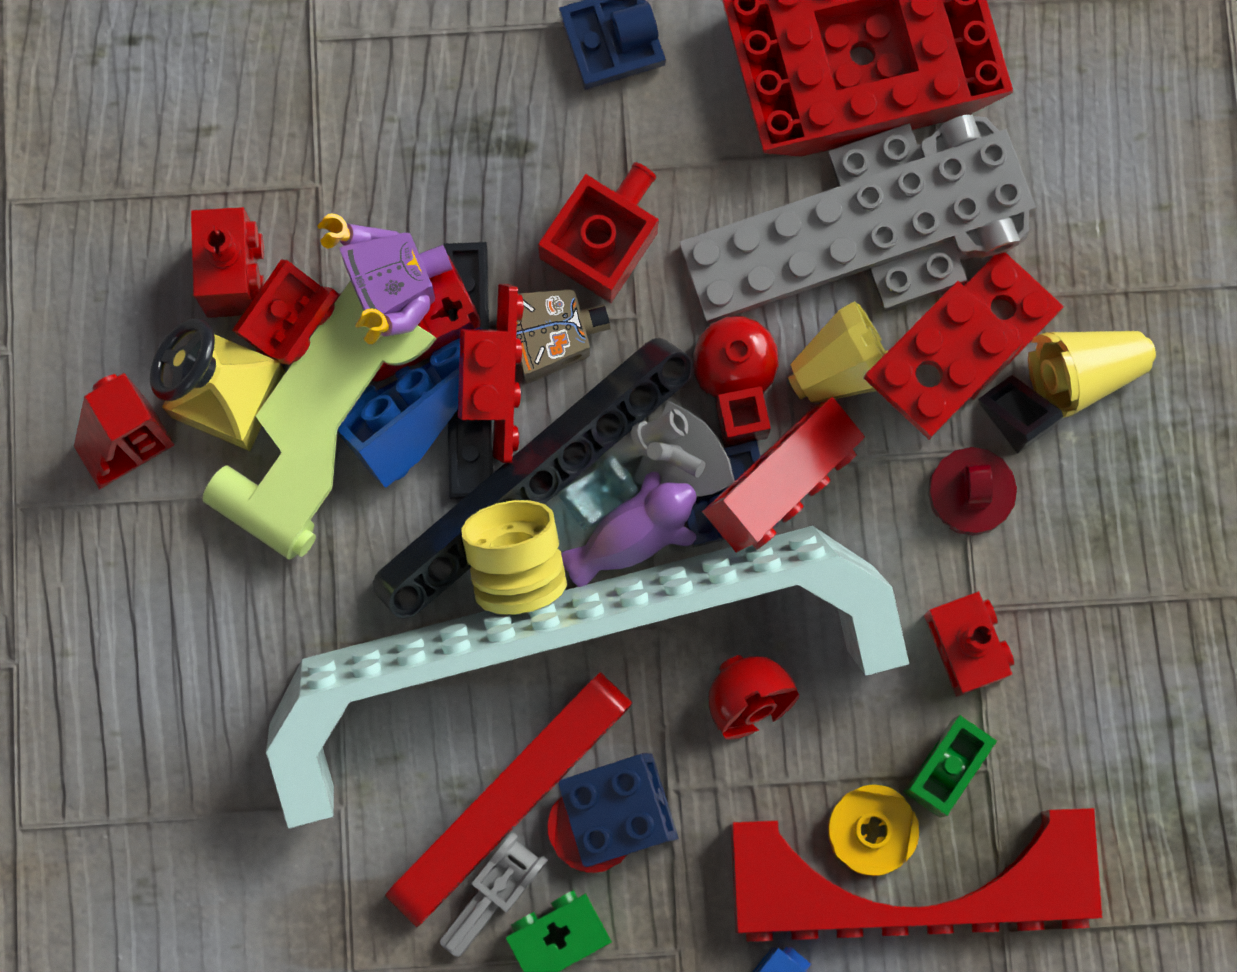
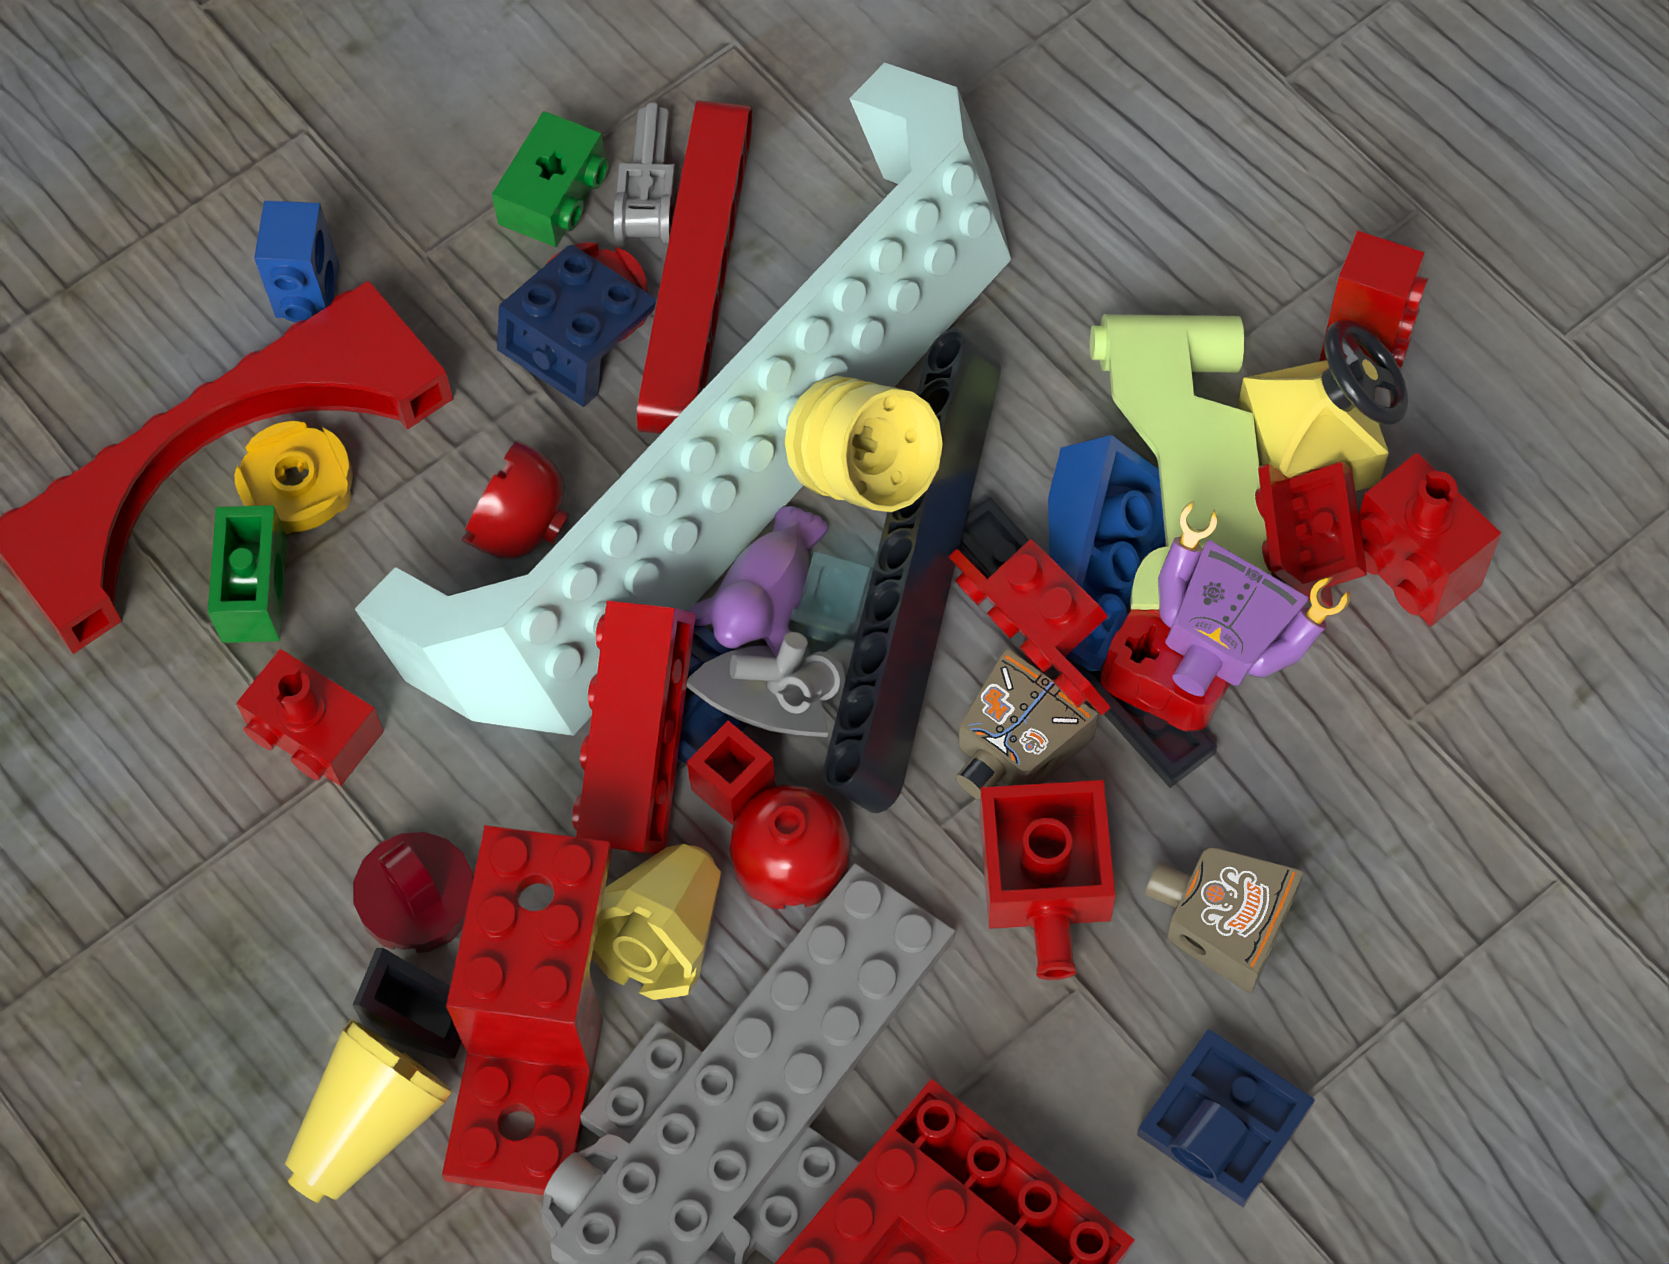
camera: 150 degrees right, 15 degrees down
(518, 141) = (1227, 910): none -> dark tan torso

